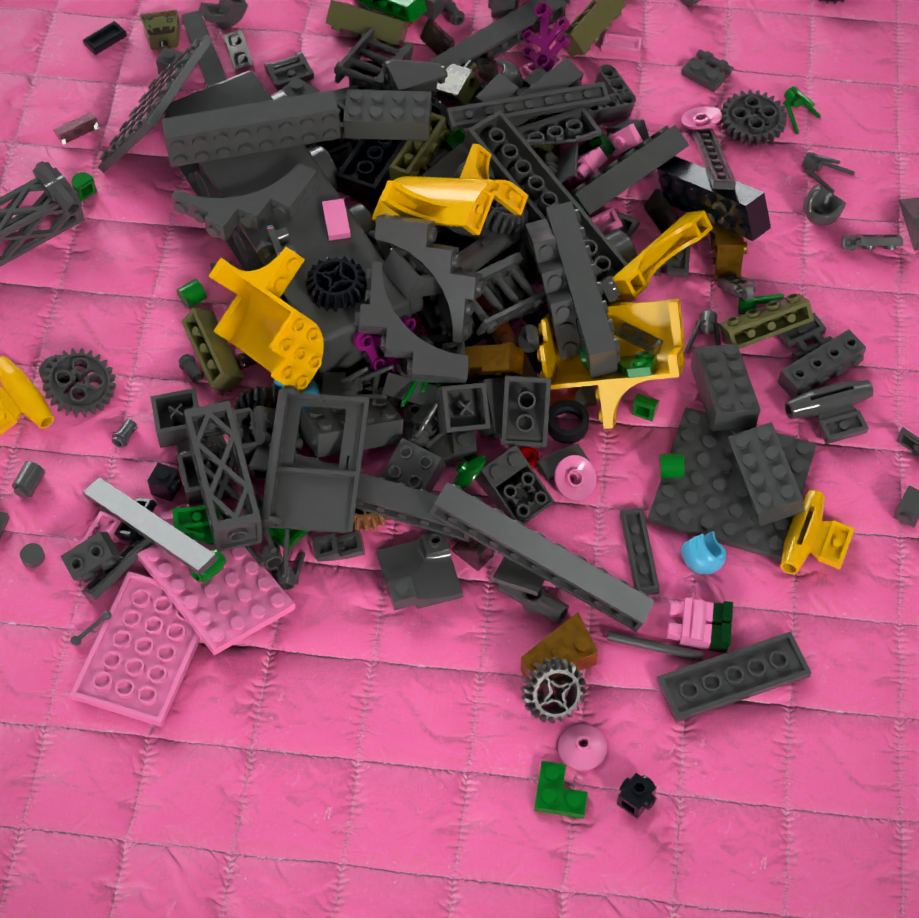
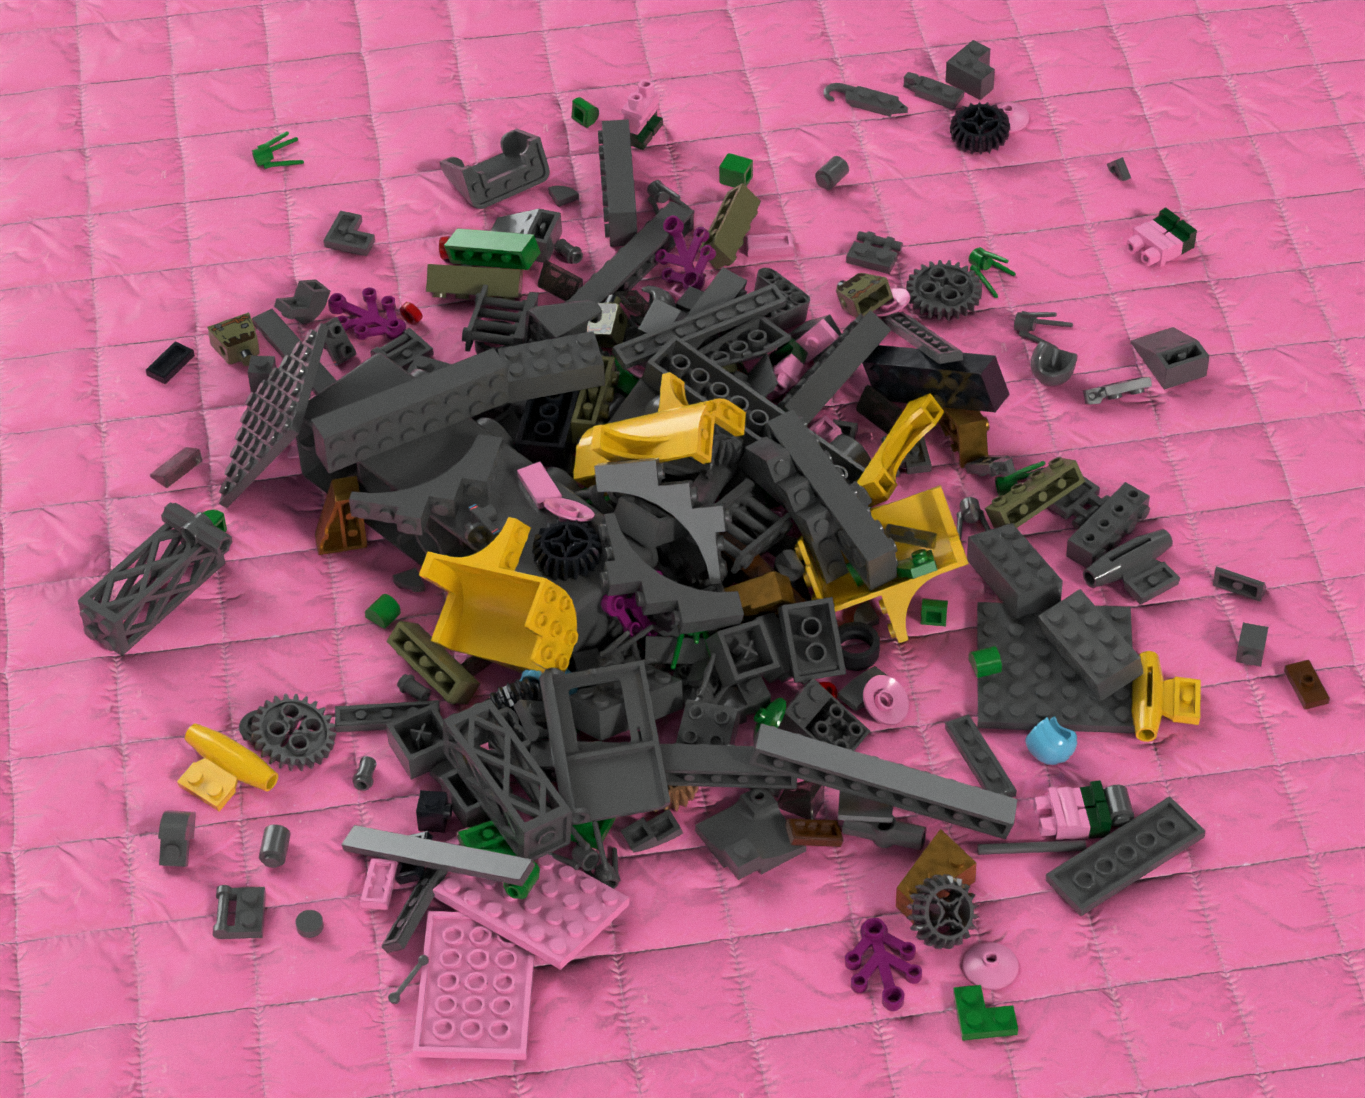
camera: 15 degrees left, 10 degrees down
(91, 556) = (383, 905): dark grey brick -> none
(156, 384) = (375, 715): none -> dark grey tile
(175, 221) = (336, 527): none -> pearl gold wedge
(287, 47) = (391, 328): none -> magenta plant
(307, 39) = (410, 313): none -> red tile
(350, 247) = (569, 510): none -> bright pink dish
(472, 584) = (814, 832): none -> reddish brown plate
(490, 717) = (882, 960): none -> magenta plant
(637, 794) = (1067, 993): black brick -> none
(683, 106) = (863, 293): none -> olive torso
(742, 628) = (1119, 805): none -> dark grey brick

